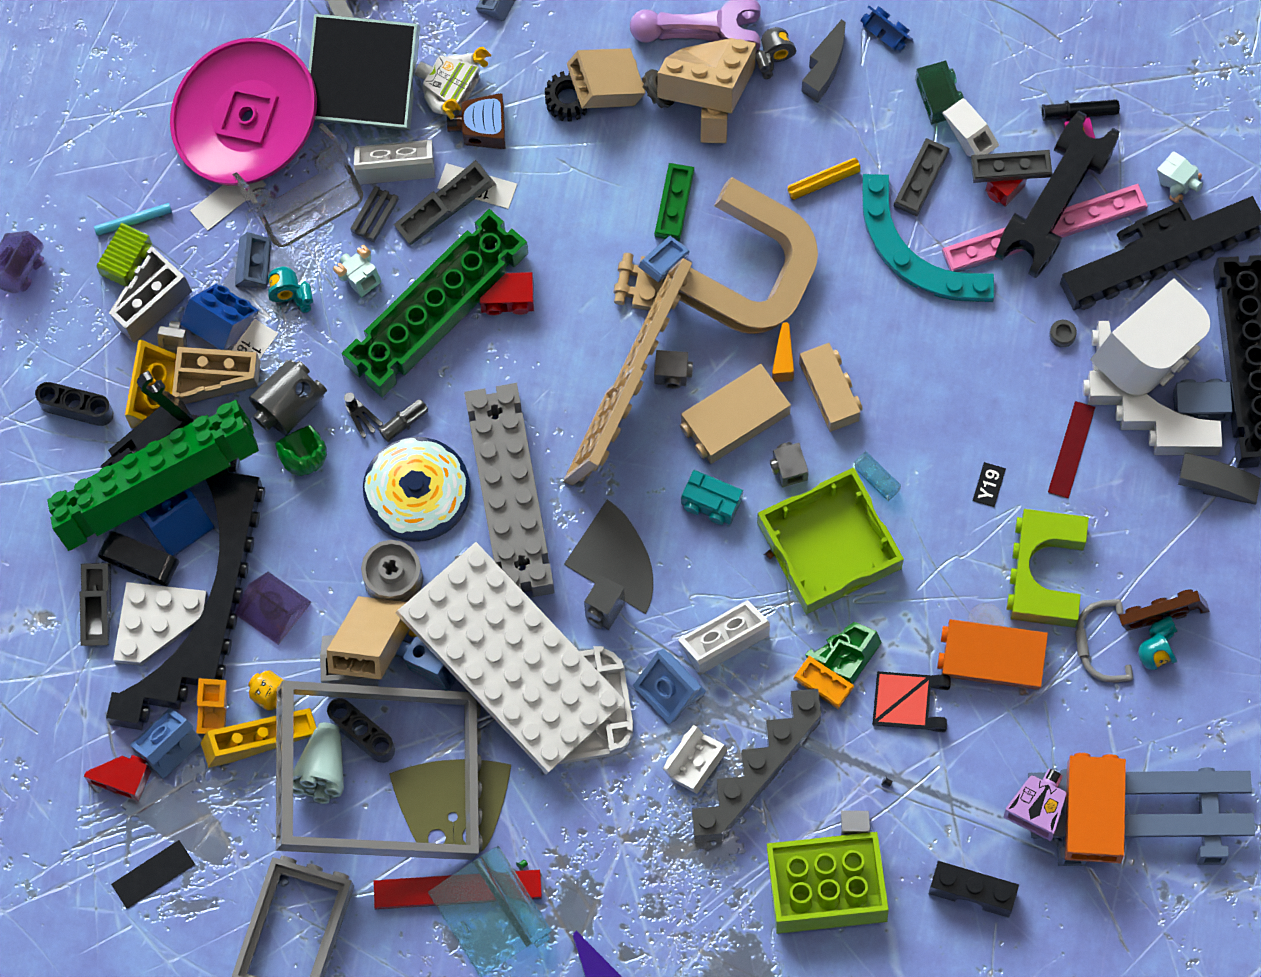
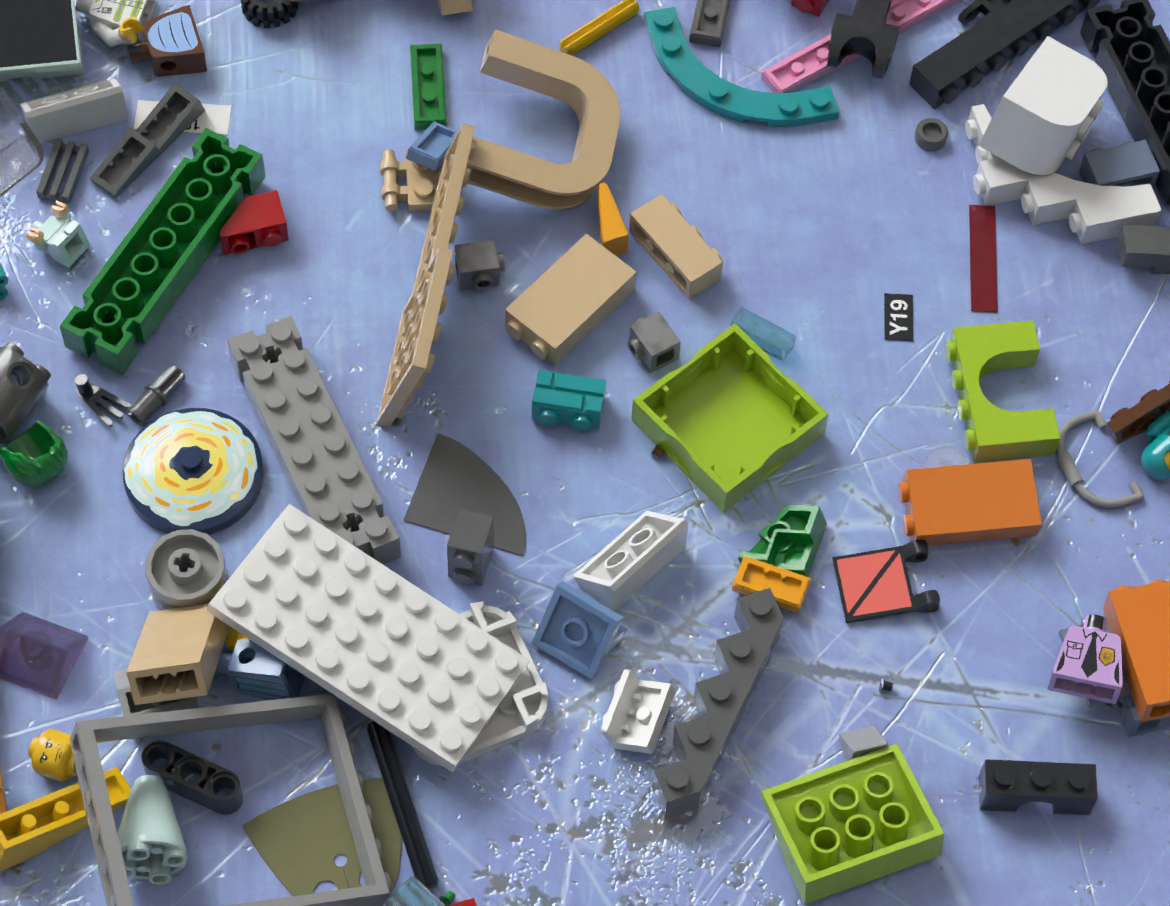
camera: 20 degrees left, 10 degrees down
(506, 791) = (402, 805): none -> black axle

